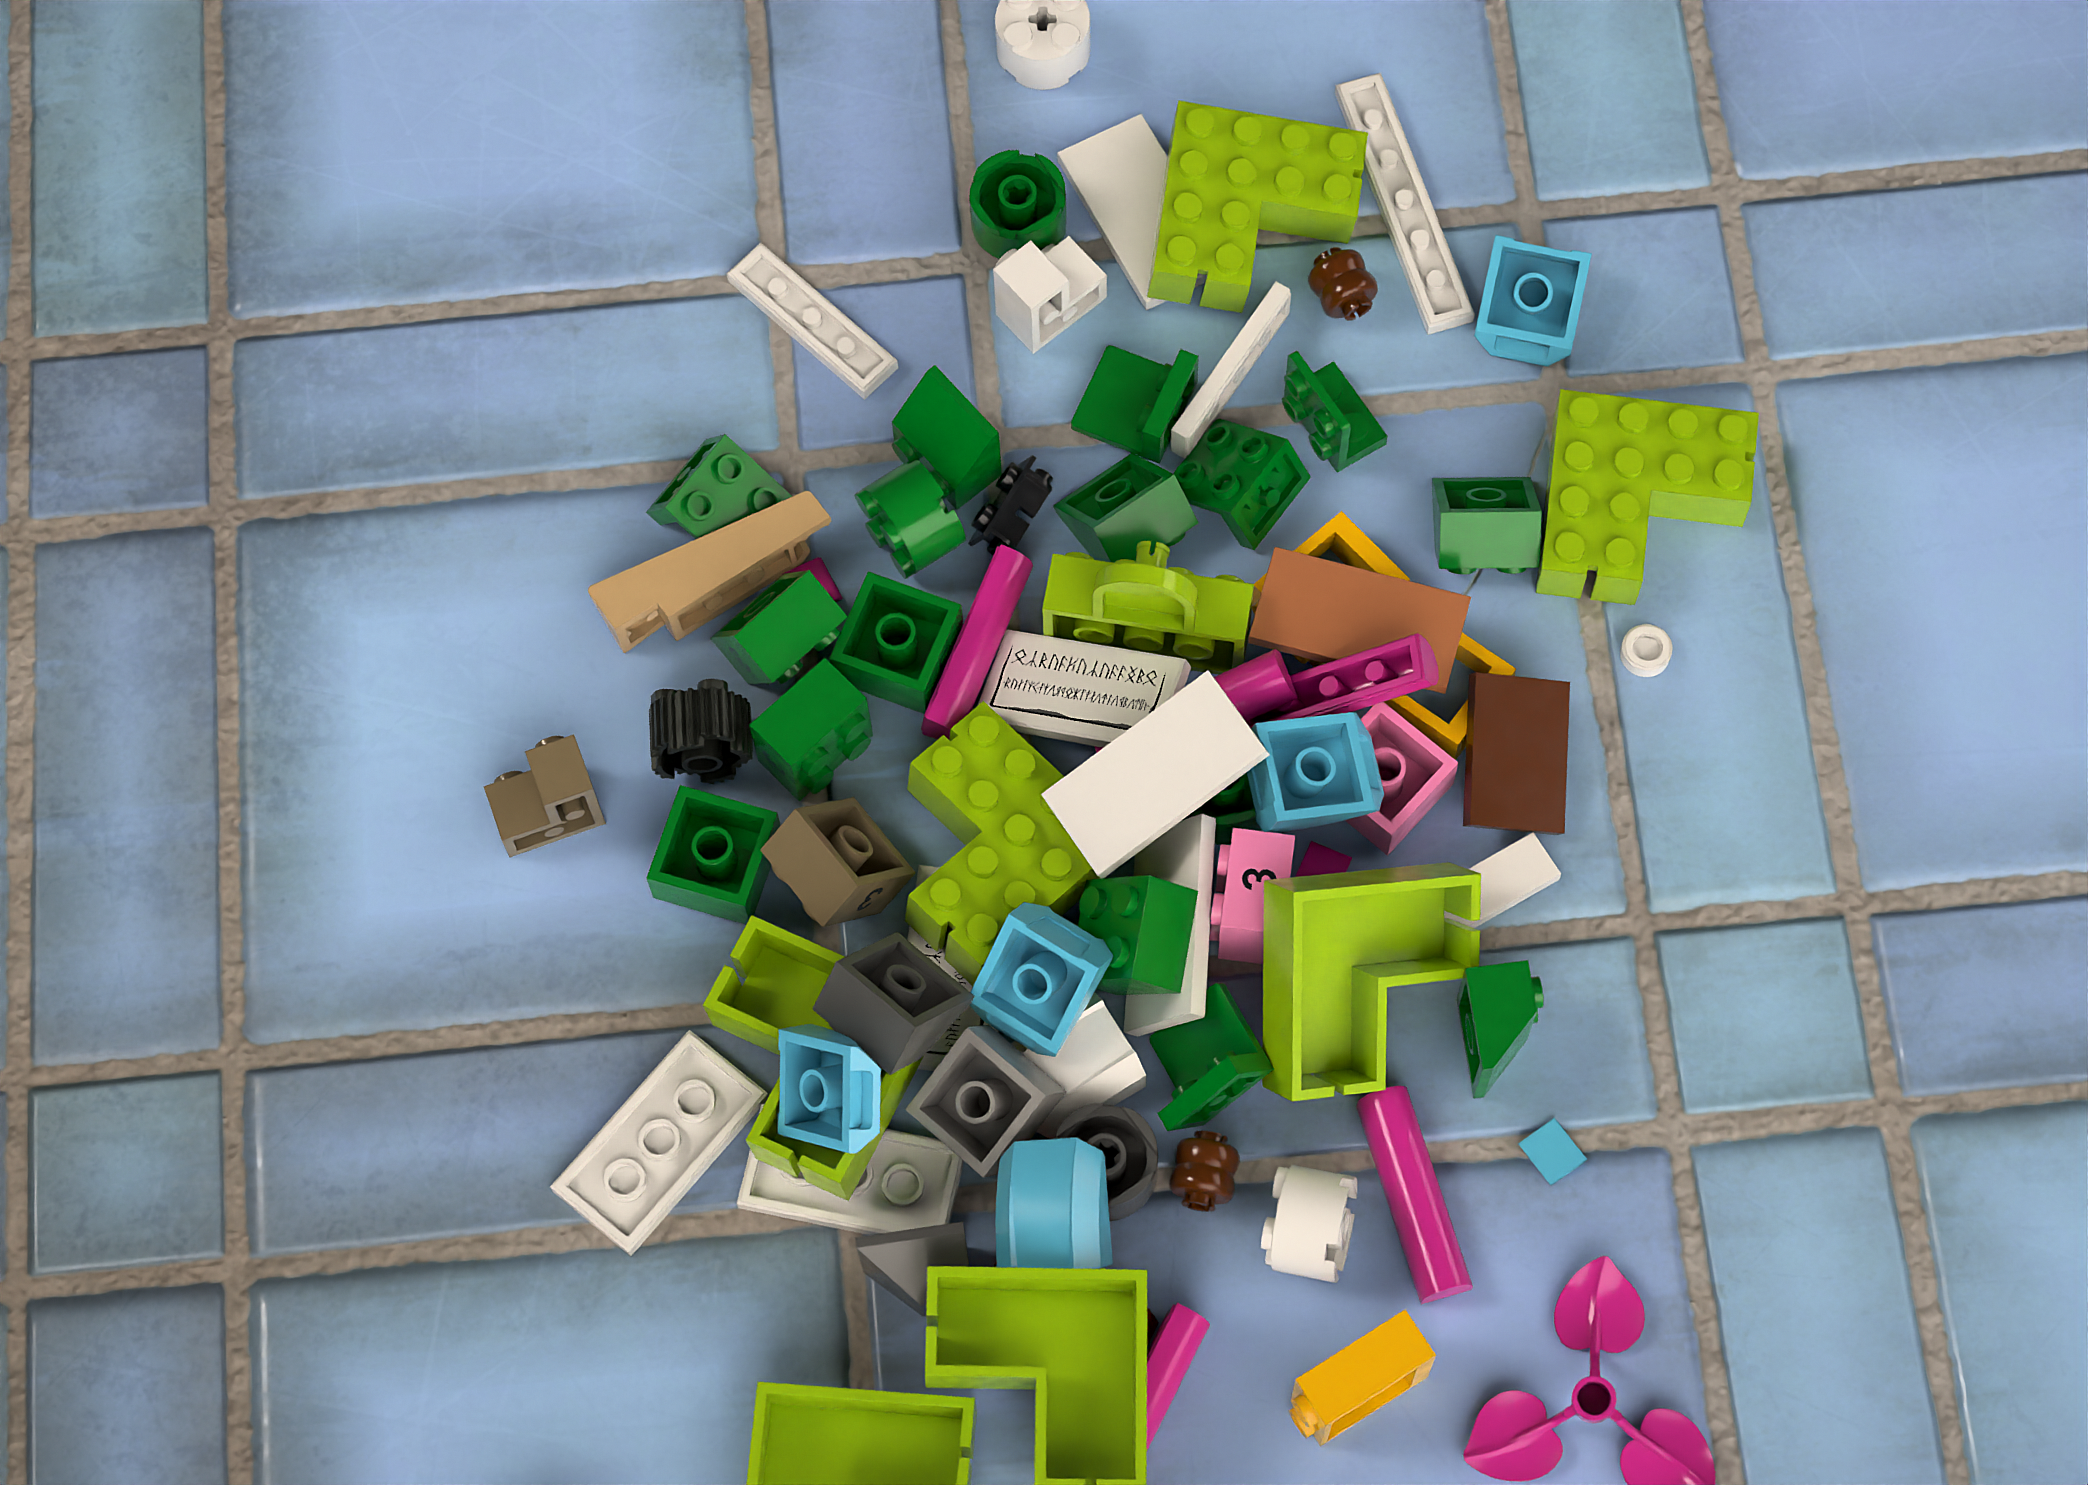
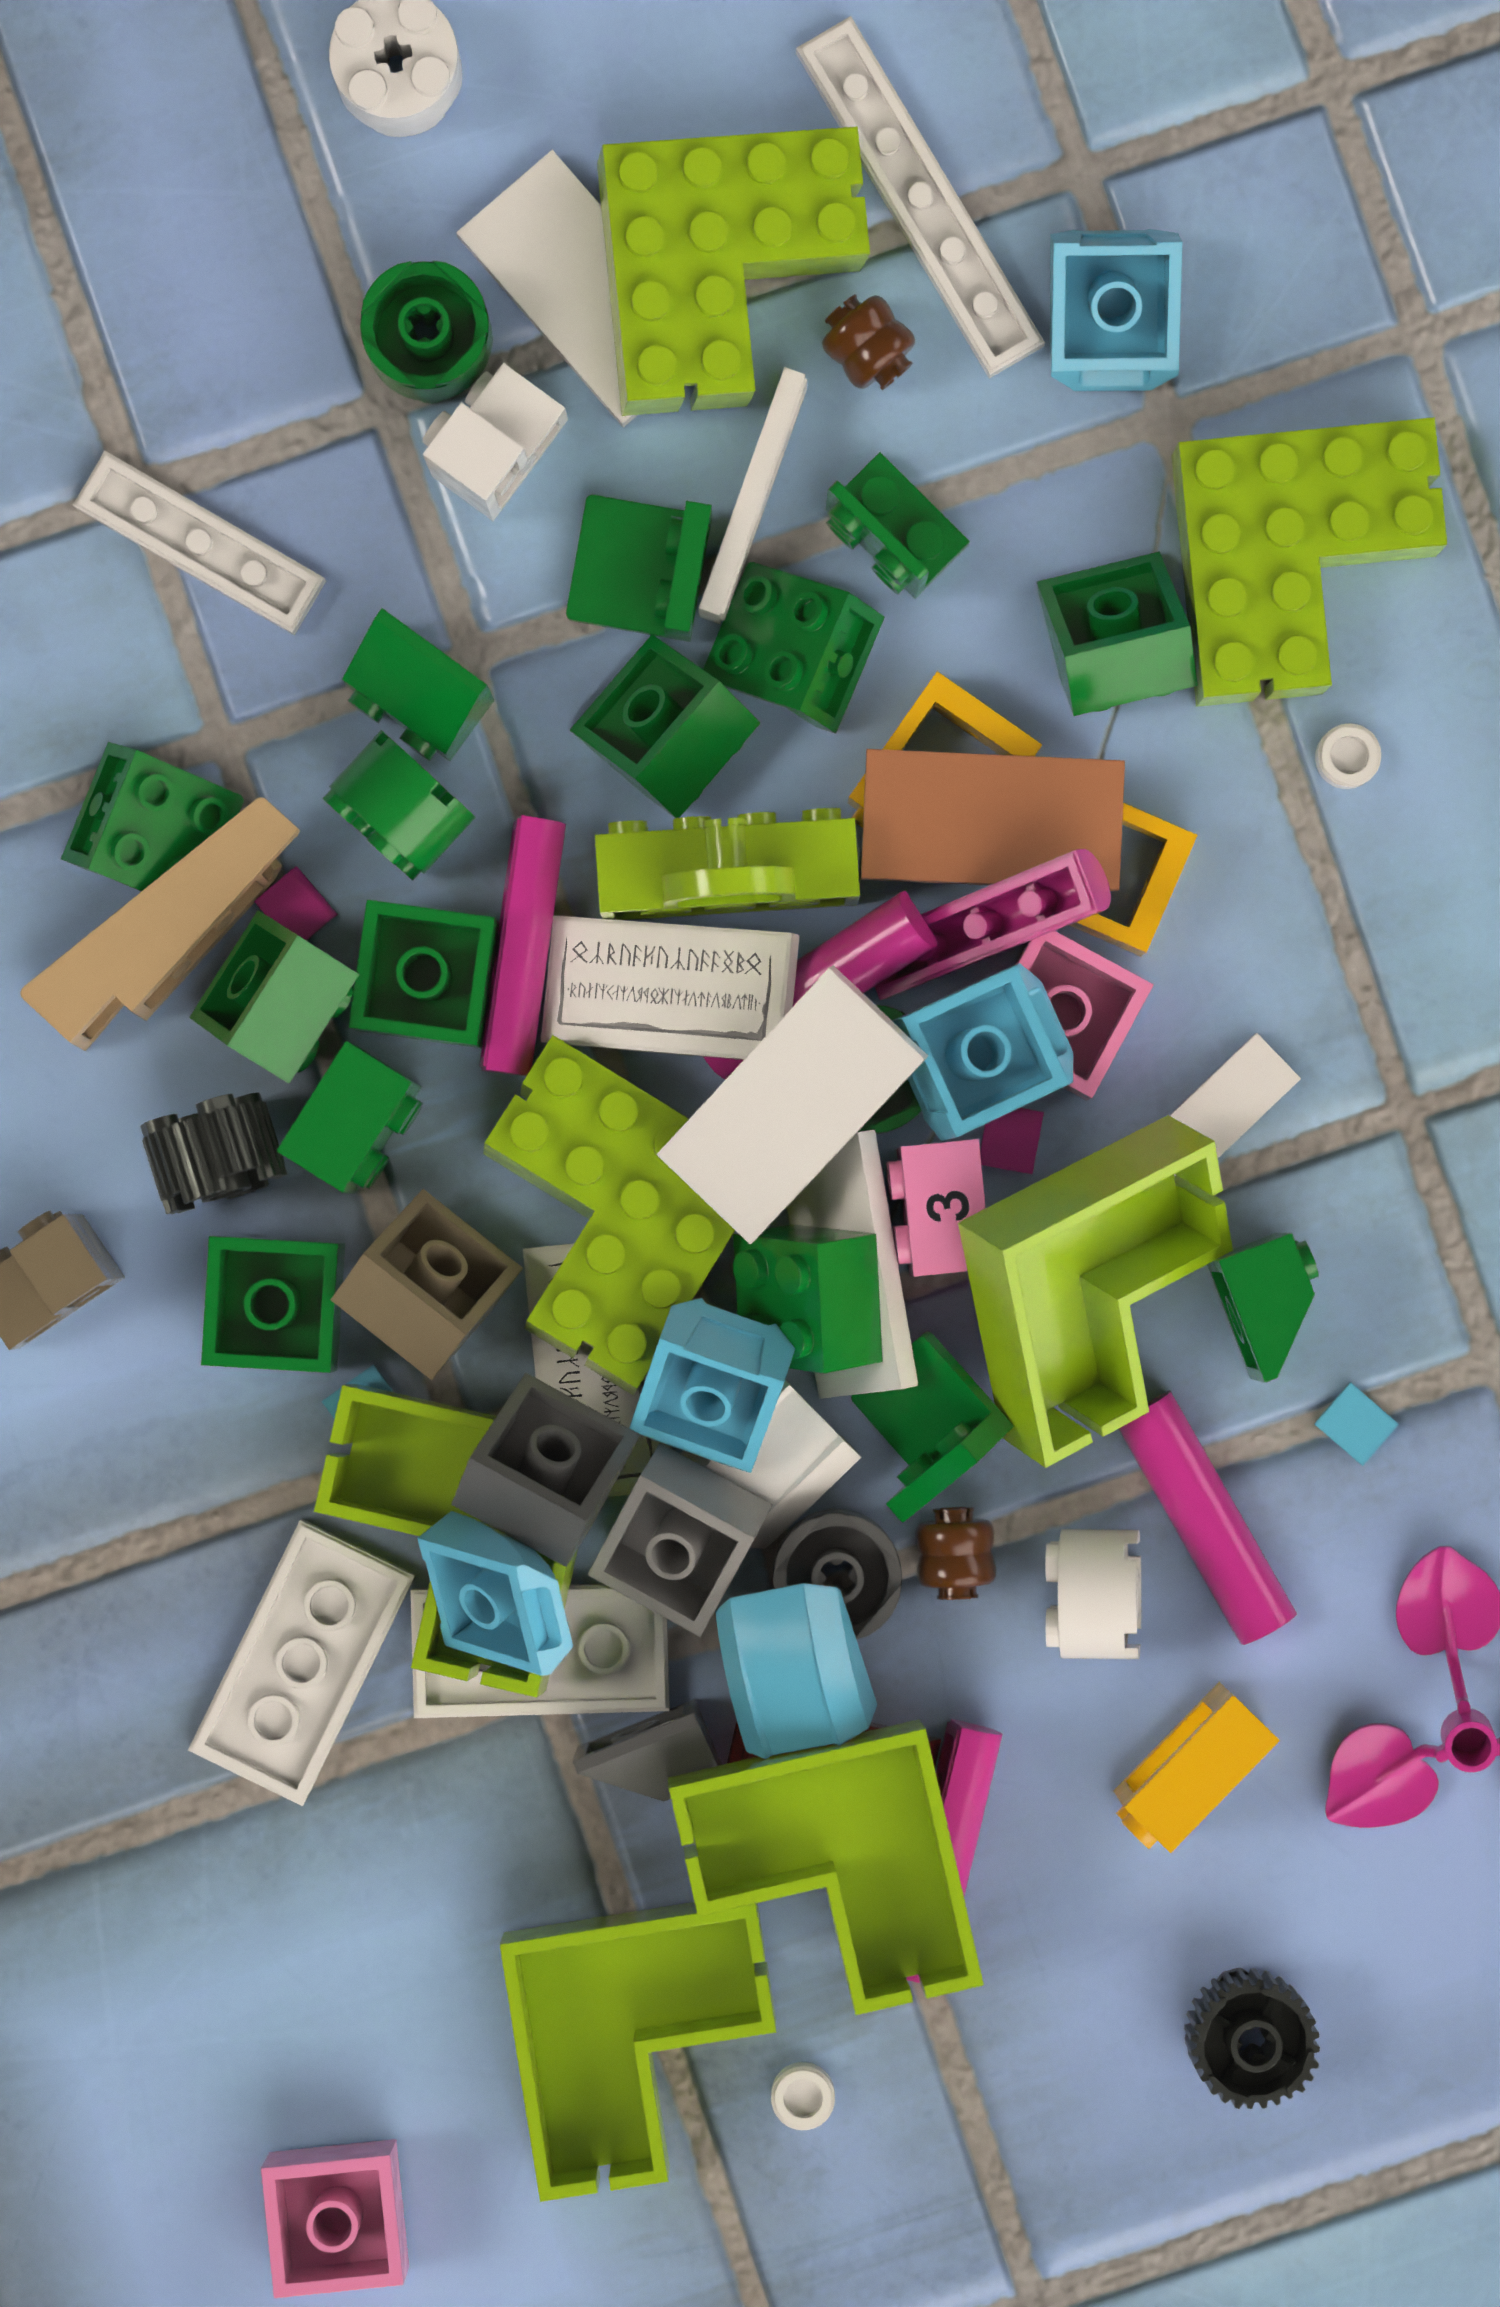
camera: 15 degrees left, 20 degrees up
(1019, 490) = (519, 725): black hinge -> none
(1516, 753) = (1219, 944): reddish brown tile -> none

